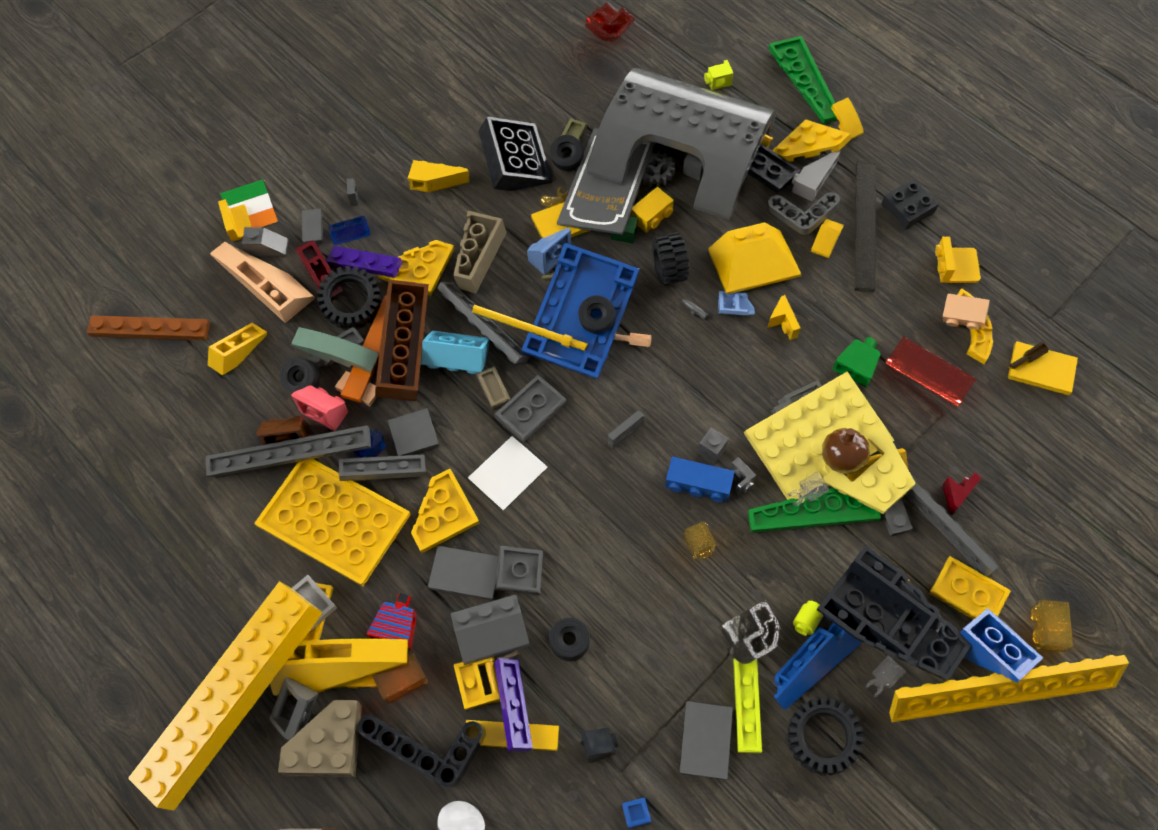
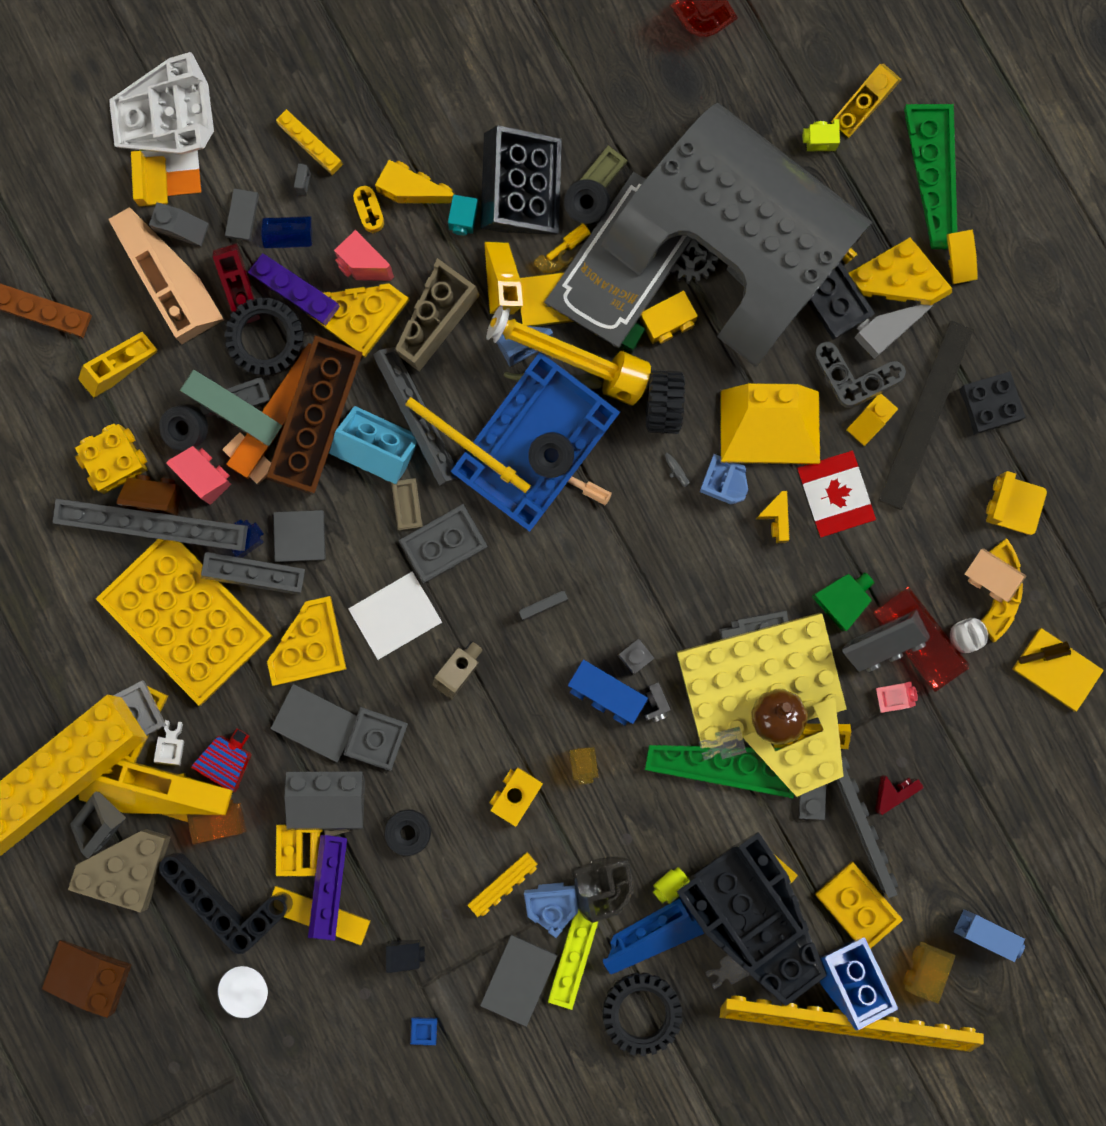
camera: 10 degrees right, 20 degrees up
(237, 171) = (164, 109): none -> white wedge
(244, 415) = (110, 458): none -> yellow brick
(344, 626) = (169, 749): none -> white plate
(351, 169) = (309, 142): none -> yellow piece
(404, 201) = (374, 208): none -> yellow beam
(412, 226) = (361, 260): none -> coral slope
(478, 183) = (462, 215): none -> teal brick
(522, 217) = (502, 278): none -> yellow slope
(563, 181) = (570, 241): none -> yellow axle
(571, 496) = (450, 677): none -> dark tan torso
(633, 250) = (623, 377): none -> yellow piece
(658, 570) = (509, 810): none -> yellow brick
(665, 660) = (503, 885): none -> yellow piece
(714, 665) = (551, 906): none -> medium blue plate
(742, 45) = (867, 99): none -> yellow slope
(821, 294) = (836, 494): none -> sticker
(906, 375) = (887, 642): none -> dark grey slope
(929, 419) = (897, 697): none -> coral bracket
(965, 358) = (969, 635): none -> white piece
(1087, 579) = (990, 935): none -> medium blue slope

